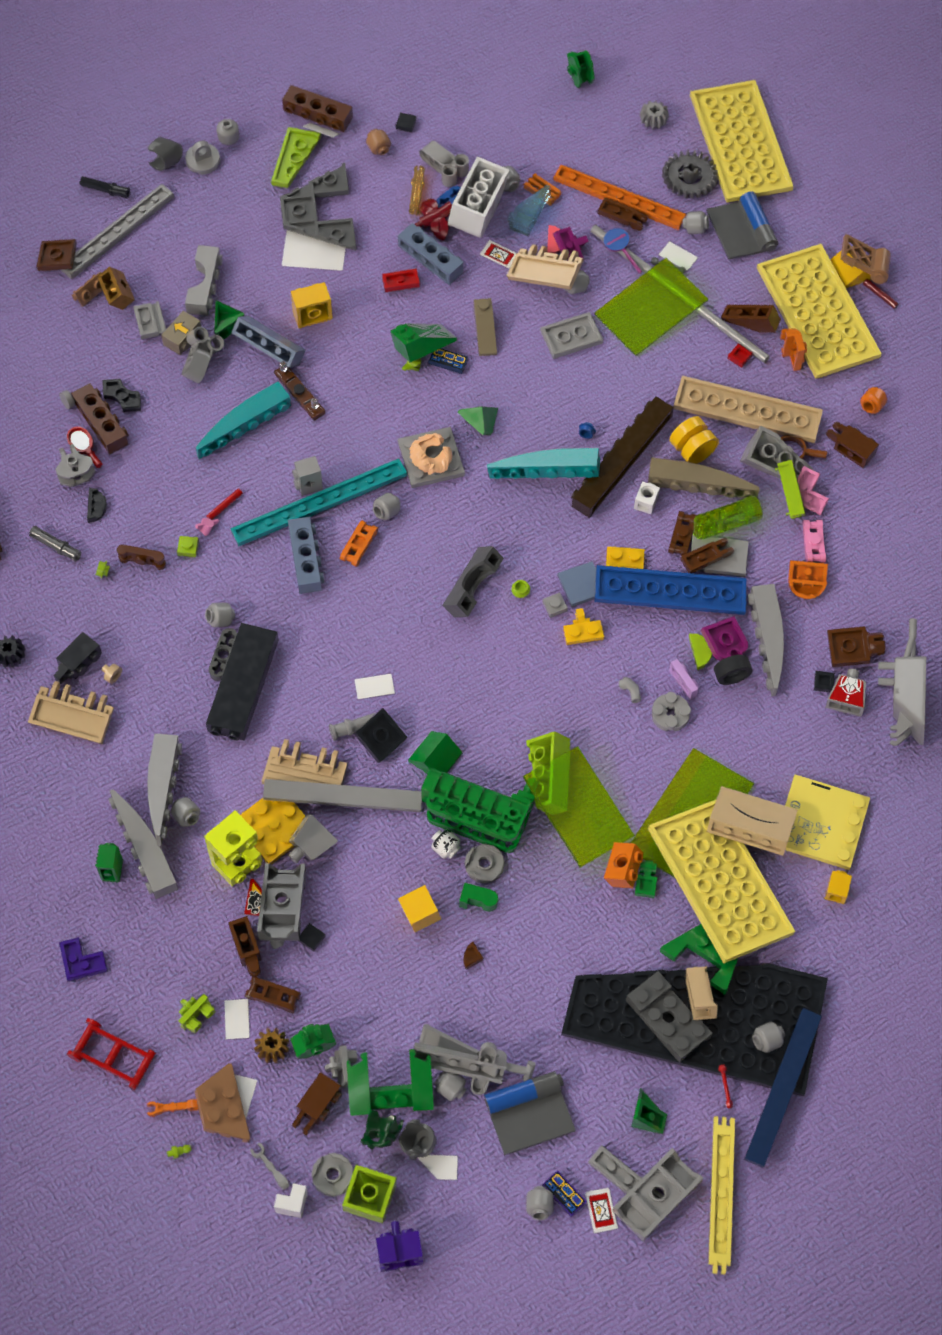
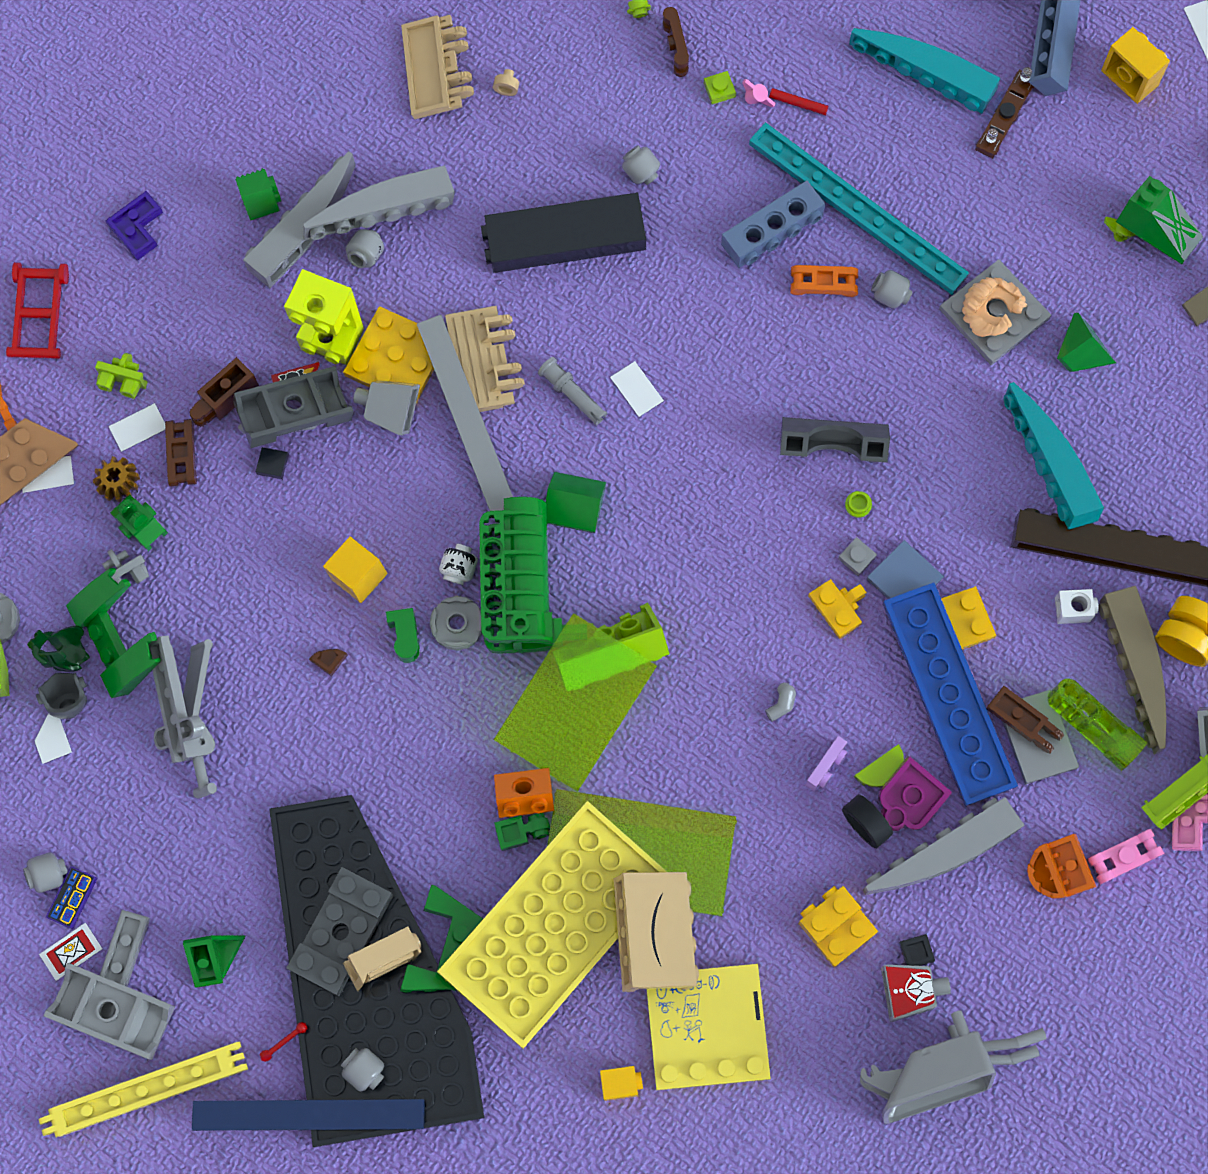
camera: 70 degrees right, 10 degrees up
(77, 658) = (506, 36): black hinge -> none
(221, 646) = (599, 186): dark grey beam -> none
(307, 476) = (881, 175): light grey brick -> none
(317, 1102) = (67, 561): reddish brown hinge -> none
(380, 735) = (565, 423): black hinge -> none
(448, 360) = (1152, 270): tile -> none
(450, 1085) = (146, 705): light grey head -> none
(529, 1112) = (155, 814): dark grey door -> none
(586, 430) = (1139, 487): blue plate -> none
(680, 707) = (781, 780): light grey plate -> none
(682, 534) = (1044, 675): reddish brown plate -> none
(789, 718) = (837, 925): none -> yellow plate
(854, 646) = (988, 971): reddish brown plate -> none

